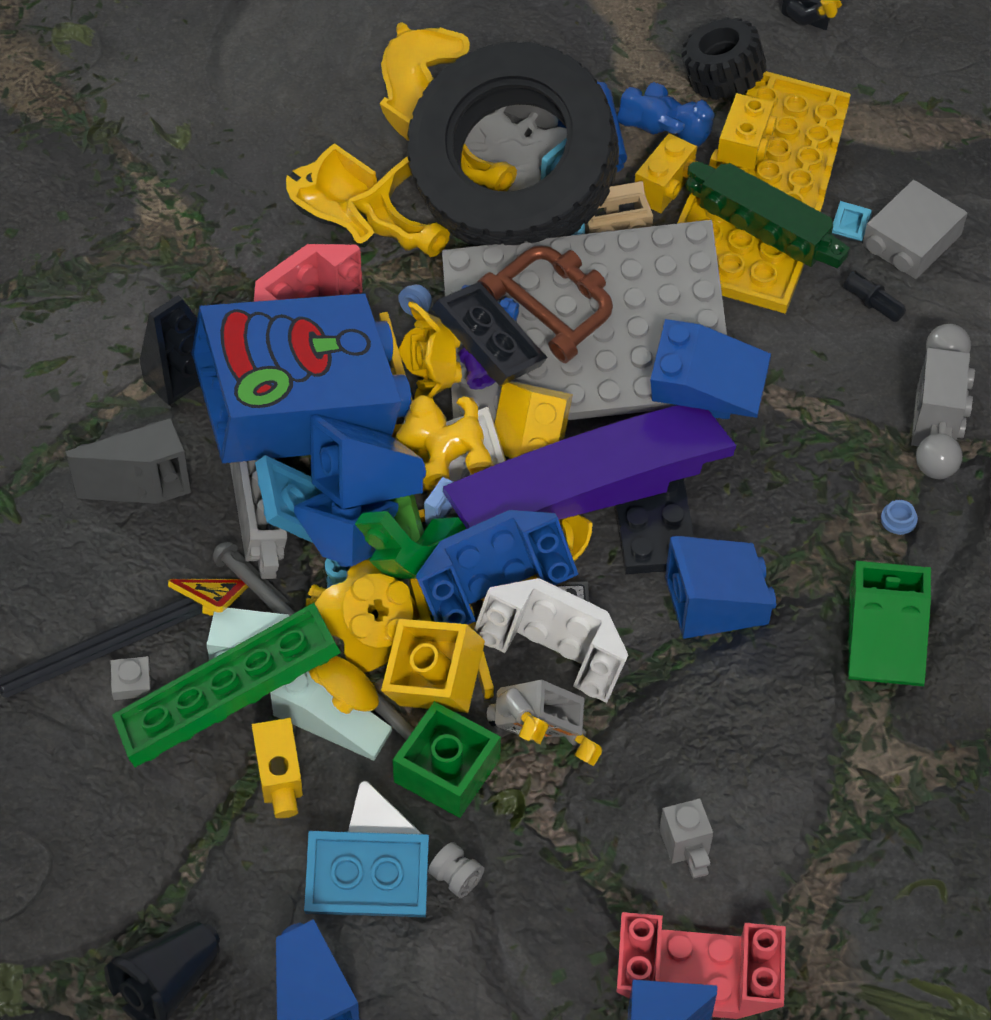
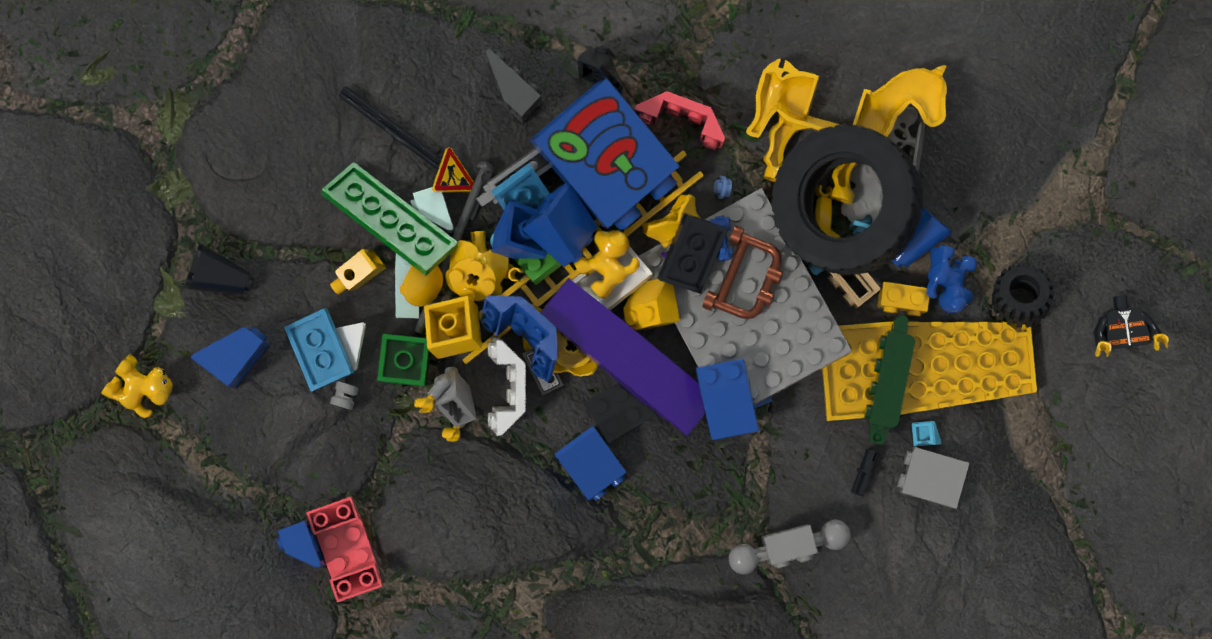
camera: 65 degrees right, 30 degrees up
(130, 678) = (382, 158): light grey plate -> none
(395, 551) = (510, 283): green arch -> none
(437, 504) = (561, 277): light blue tile -> none
(687, 835) = (420, 510): light grey brick -> none
(745, 131) = (958, 337): yellow brick -> none
(889, 623) = (610, 571): green slope -> none
(899, 517) = (696, 549): medium blue plate -> none

